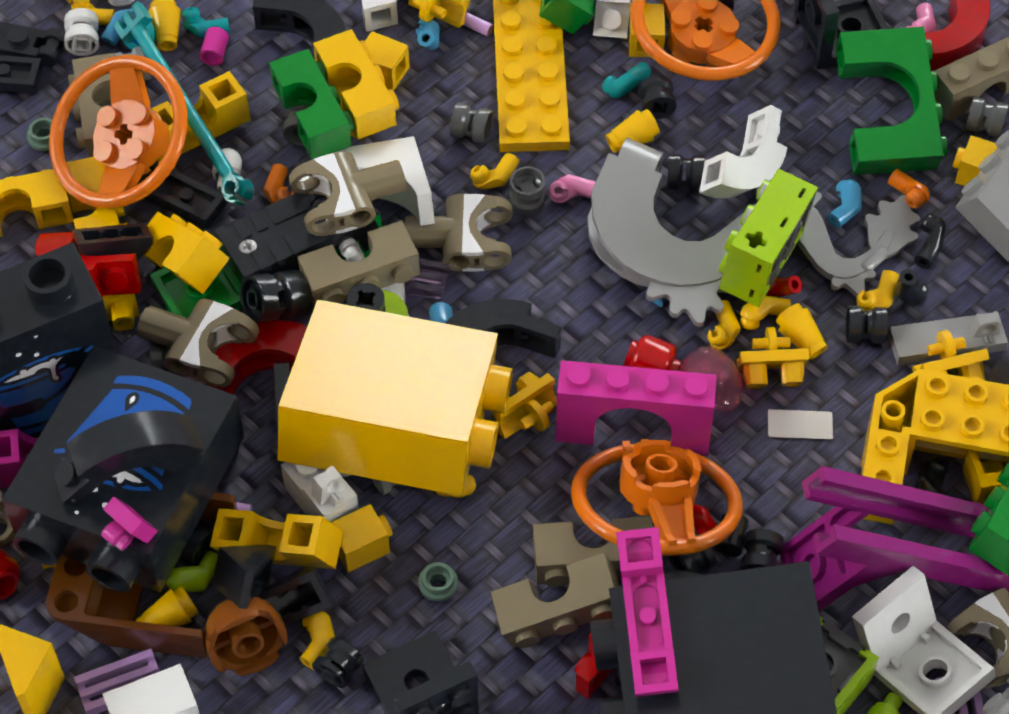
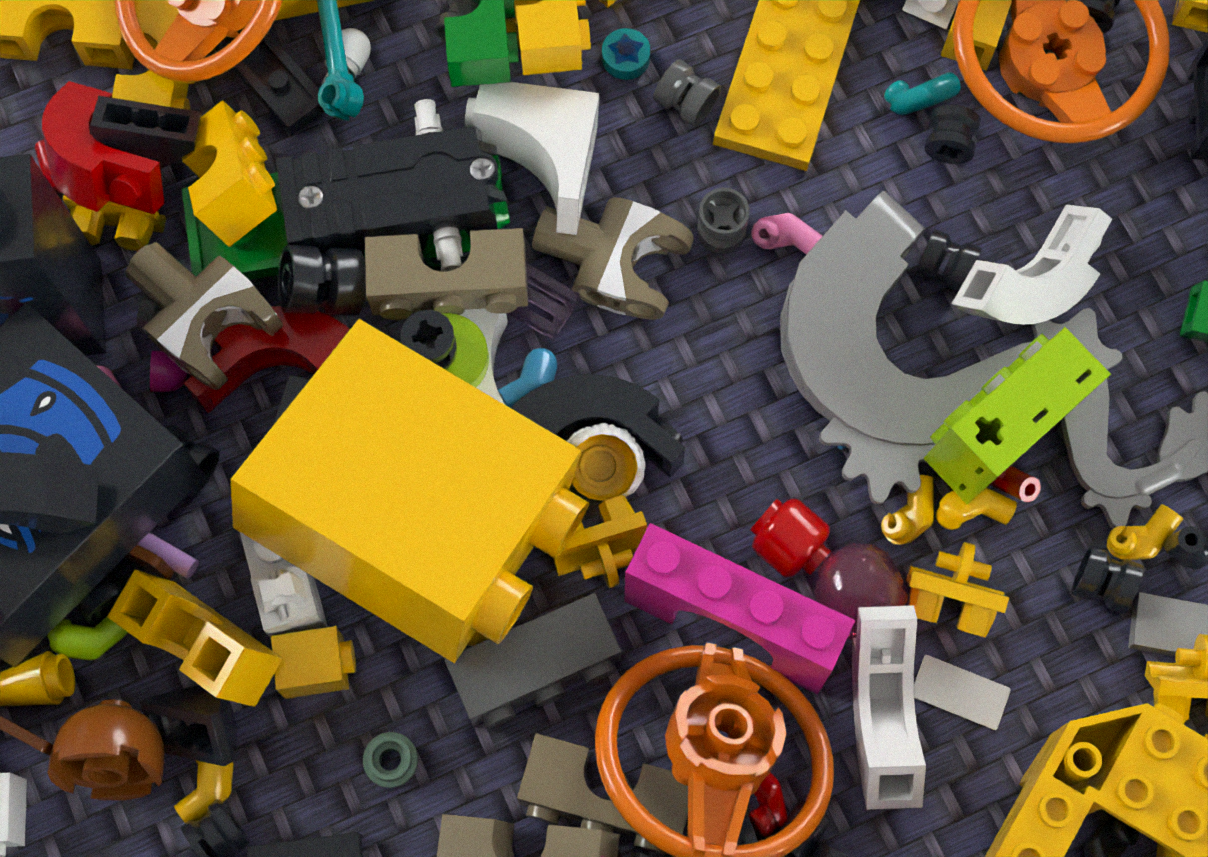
camera: 20 degrees right, 15 degrees up
(243, 572) = (131, 677): black slope -> none
(274, 184) = (397, 107): orange arm -> none
(347, 191) = (466, 162): dark tan connector -> none
(418, 113) = (626, 53): none -> teal tile
(497, 177) = (691, 183): yellow arm -> none
(511, 489) = (535, 662): none -> dark grey brick
(516, 351) = (608, 462): none -> yellow hair
(638, 127) = (900, 175): yellow cone -> none
(760, 454) = (884, 708): none -> white arch
(801, 329) = (1014, 558): yellow cone -> none
(850, 205) = (1159, 380): dark azure arm -> none

